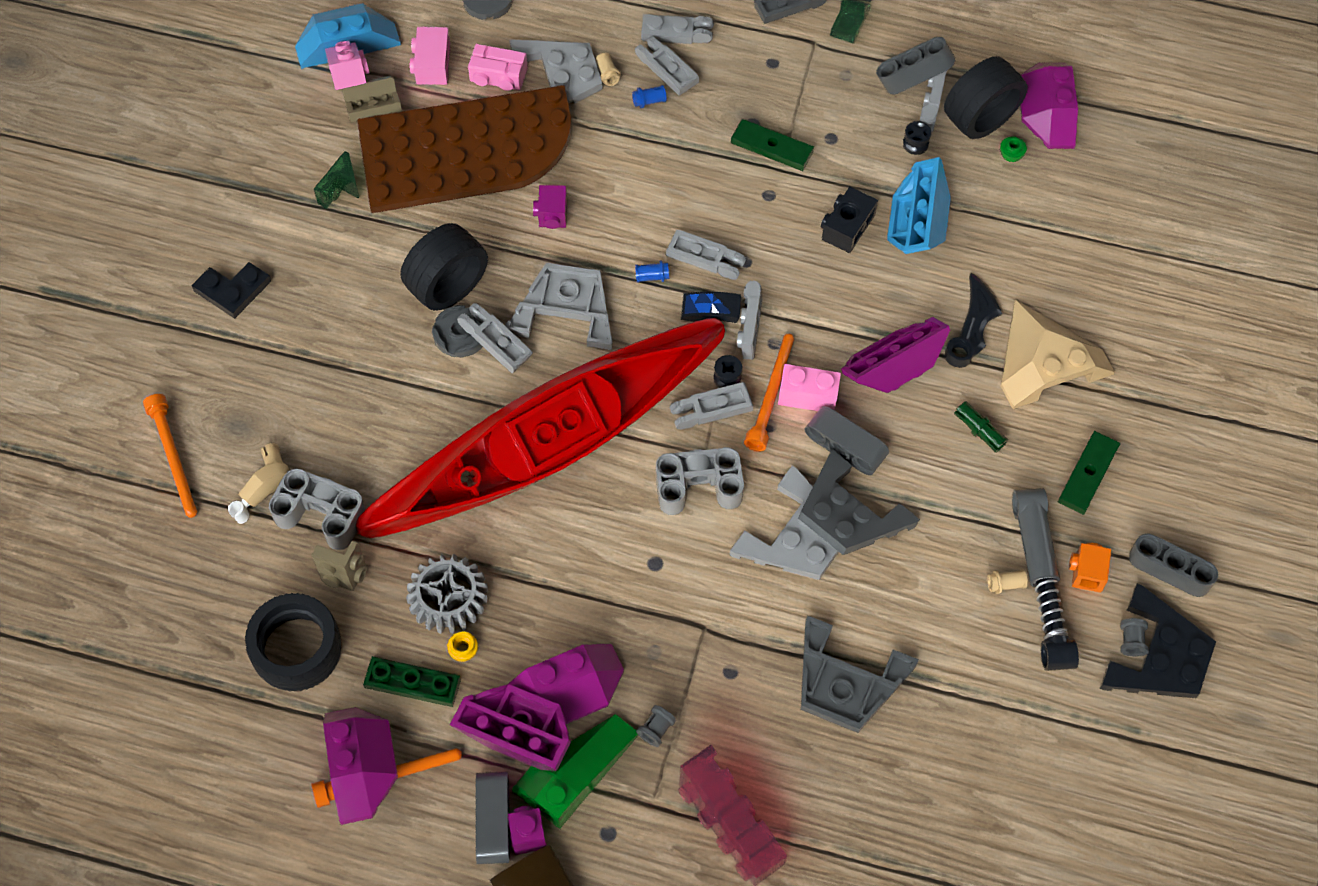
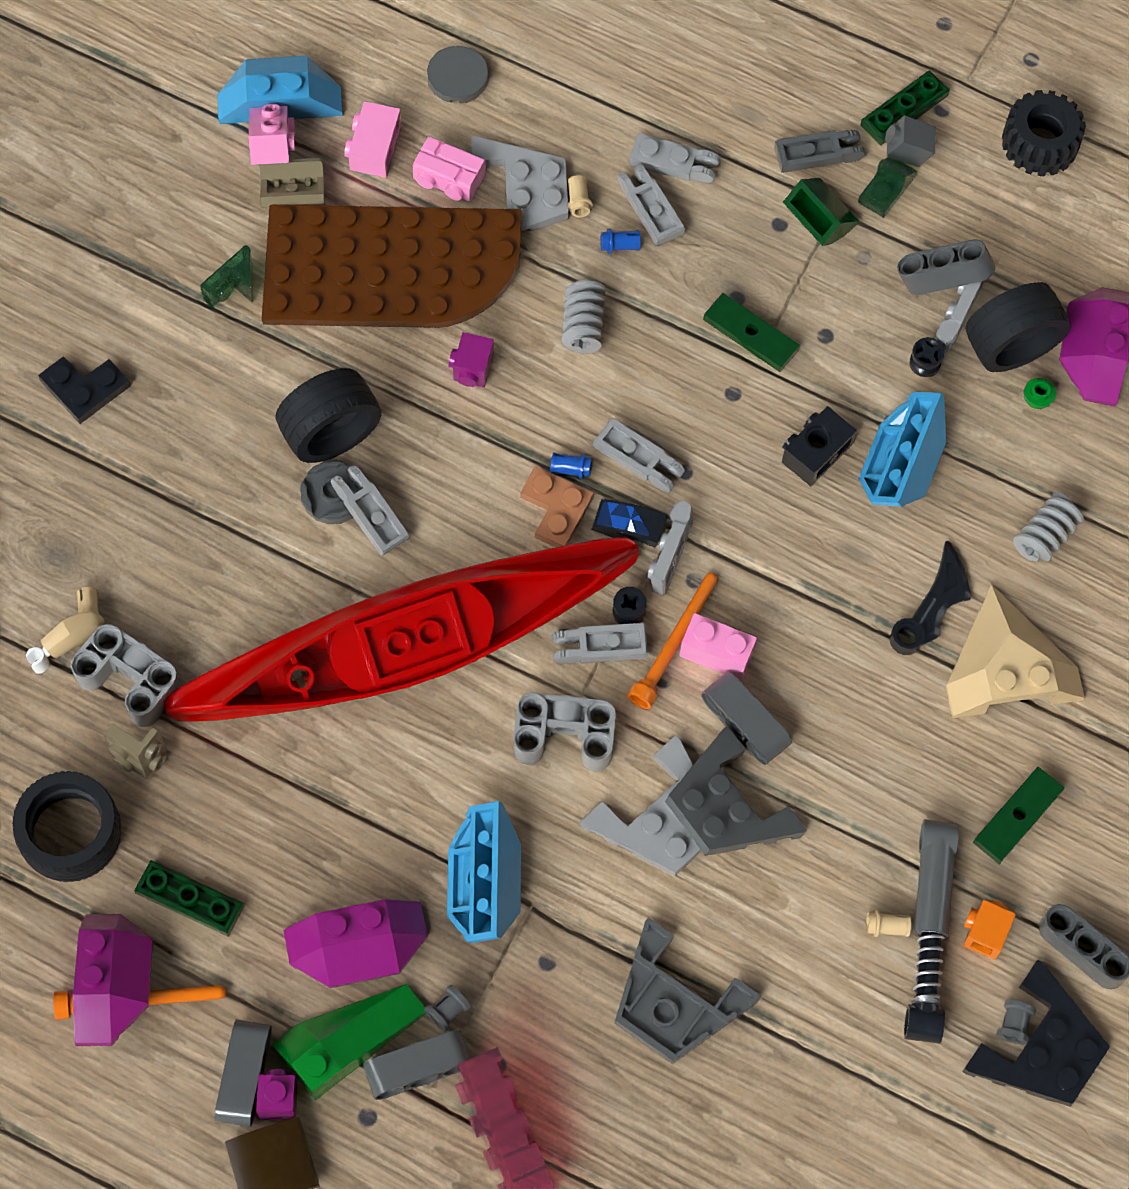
camera: 10 degrees right, 5 degrees up
(424, 586) = (273, 818): light grey gear -> none
(462, 638) = (248, 861): yellow plate -> none
(515, 725) = (290, 975): magenta wedge -> none
(565, 294) = (466, 472): light grey wing -> none
(634, 157) = (583, 316): none -> light grey piece
(640, 779) = (416, 1064): none -> dark grey beam
(653, 303) = (564, 504): none -> nougat plate
(660, 607) = (484, 874): none -> dark azure wedge
(803, 45) = (820, 211): none -> dark green brick
(898, 356) = (829, 629): magenta wedge -> none
(981, 426) = (907, 733): dark green pin -> none
(1050, 247) = (1048, 528): none -> light grey piece

